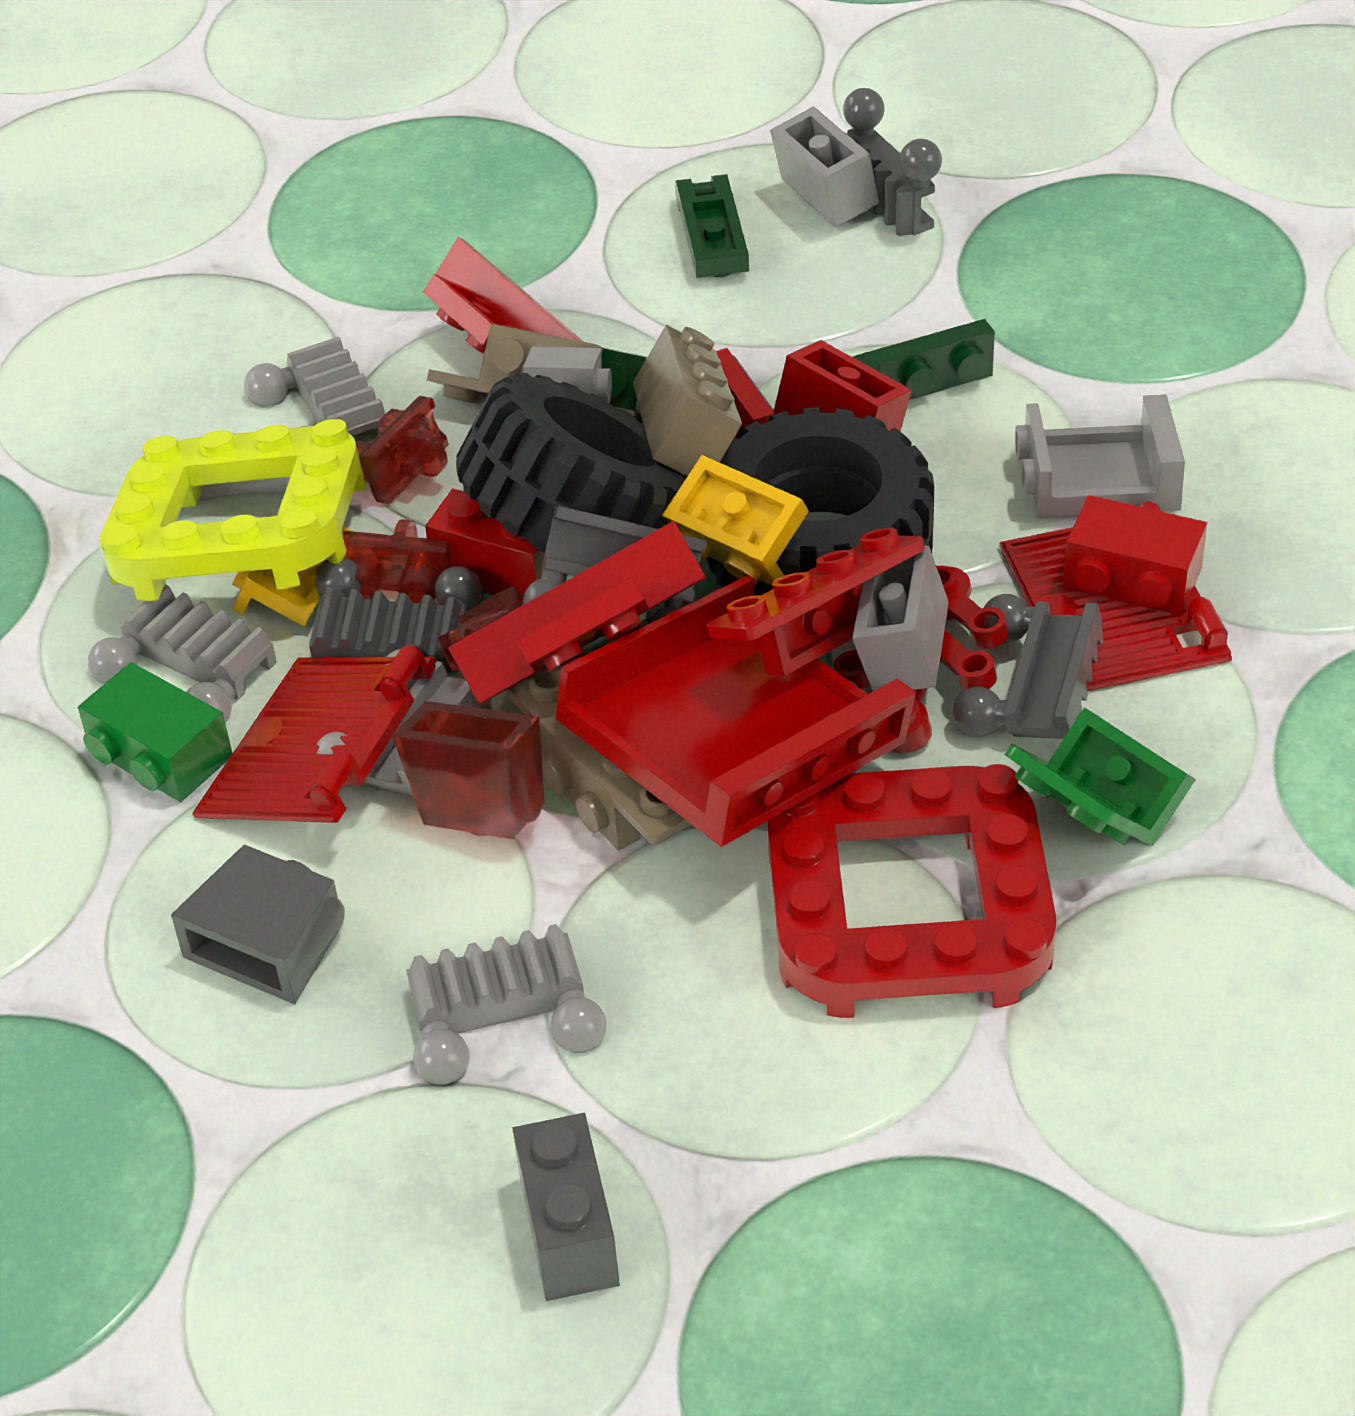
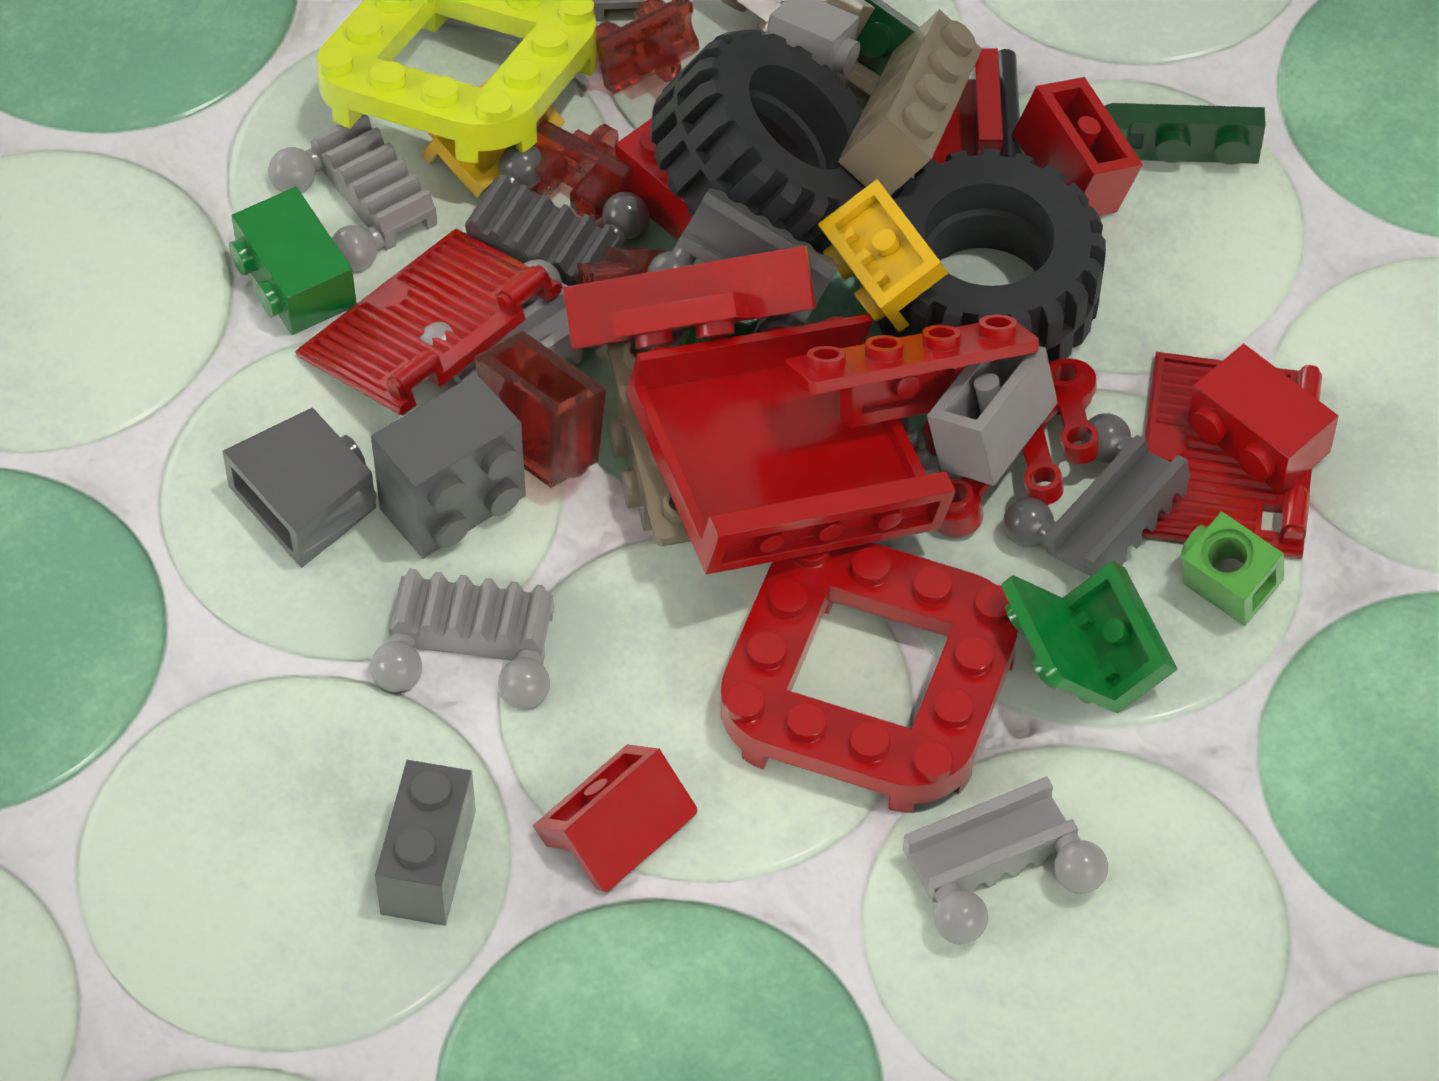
camera: 20 degrees right, 10 degrees up
(409, 848) = (449, 466): none -> dark grey brick
(741, 1107) = (619, 815): none -> red panel
(1106, 462) = (1293, 306): light grey panel -> none
(1119, 992) = (995, 840): none -> light grey gear
(1187, 704) = (1236, 592): none -> bright green brick

